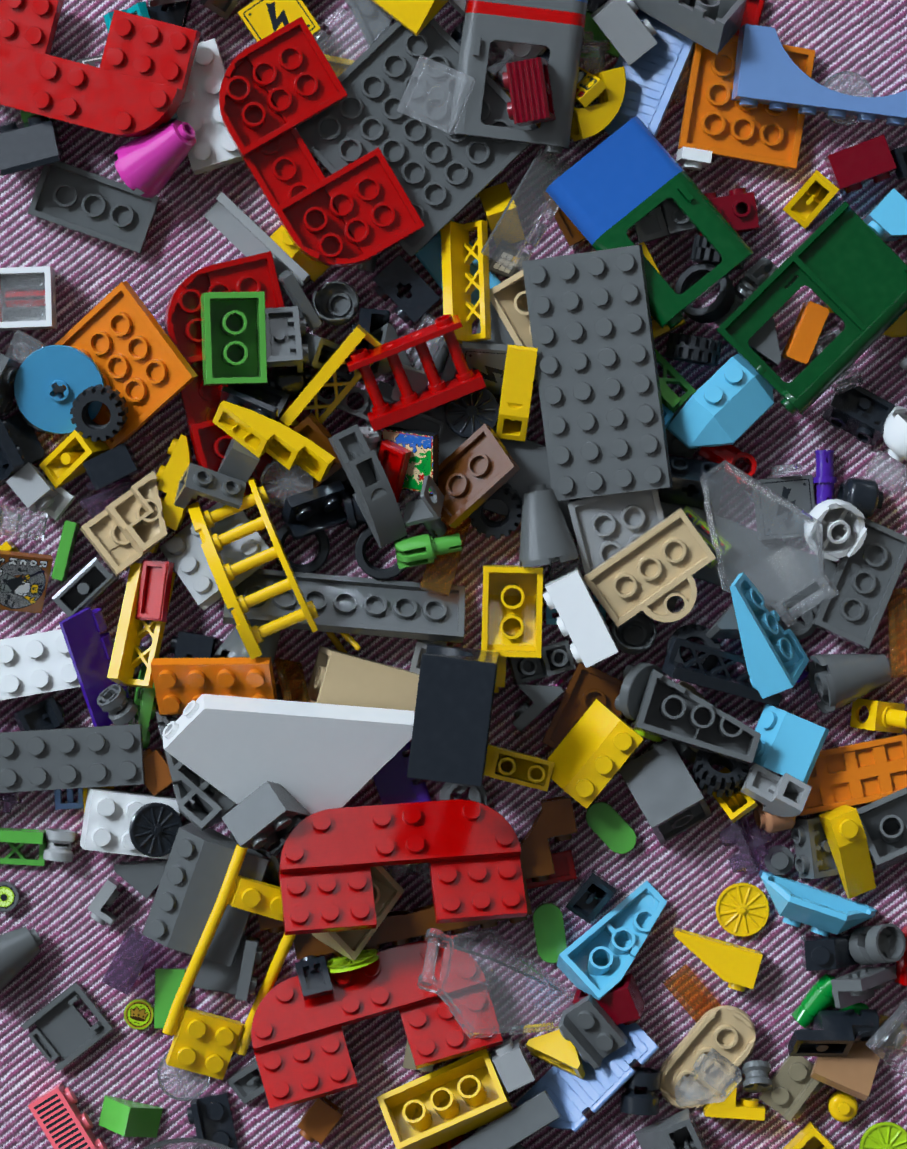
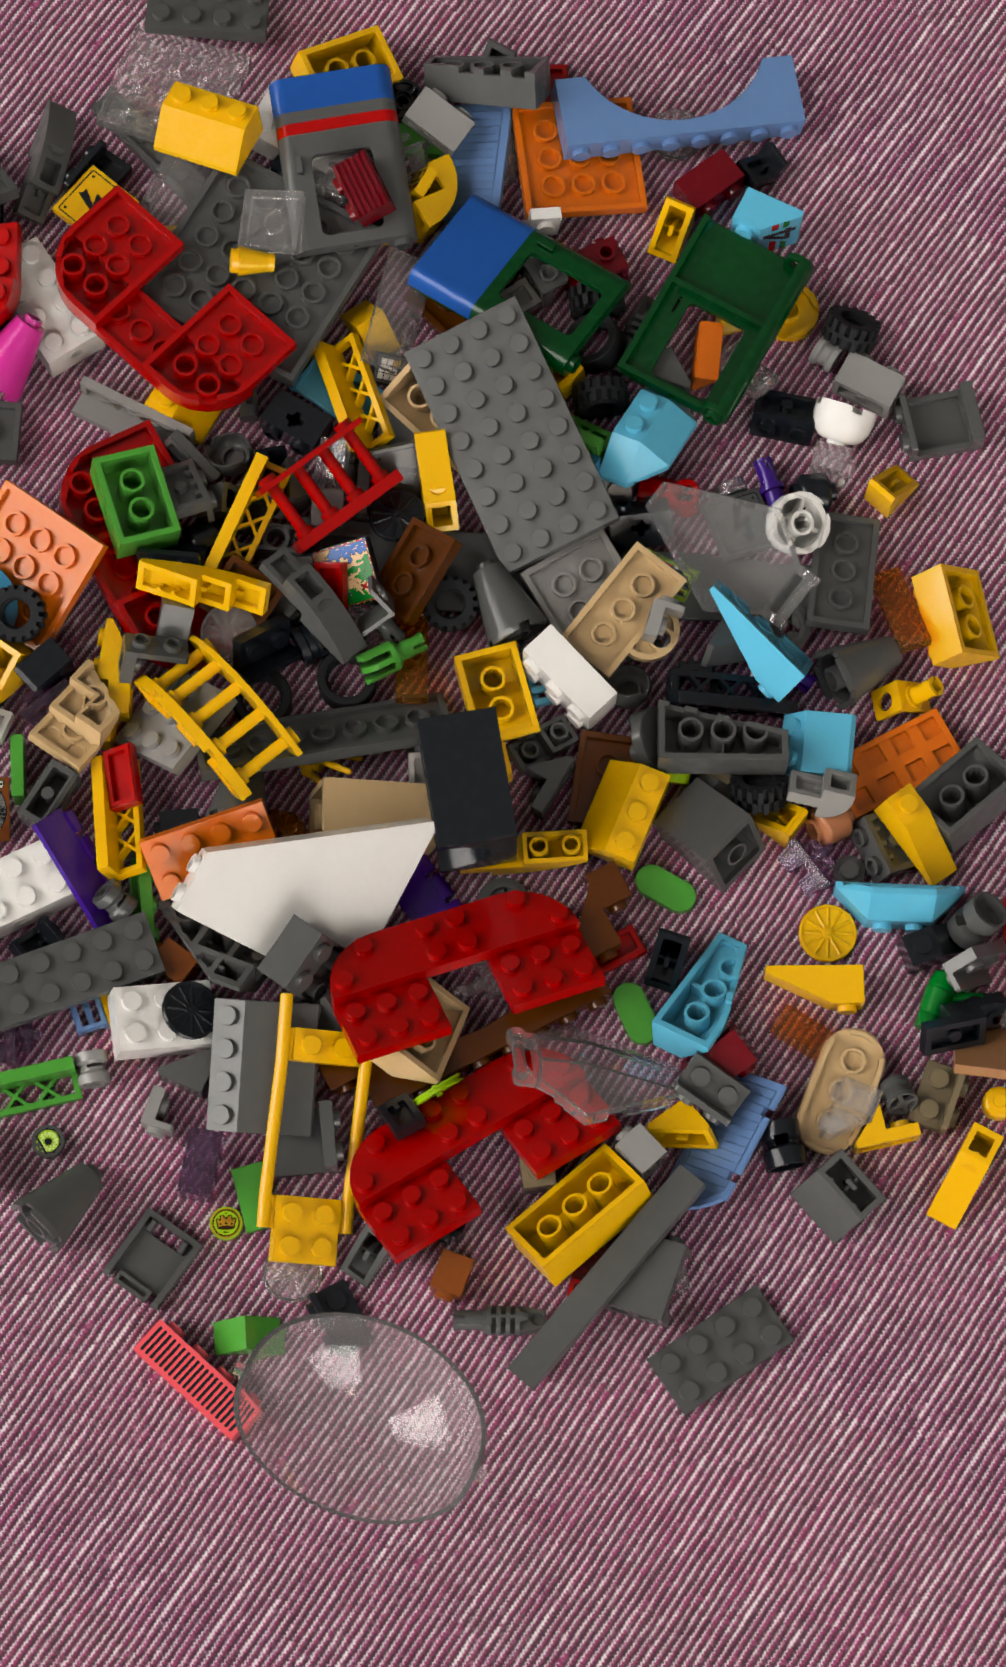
camera: 15 degrees left, 15 degrees down
(403, 128) = (250, 261): none -> yellow cone
(674, 592) = (656, 622): none -> light grey bracket

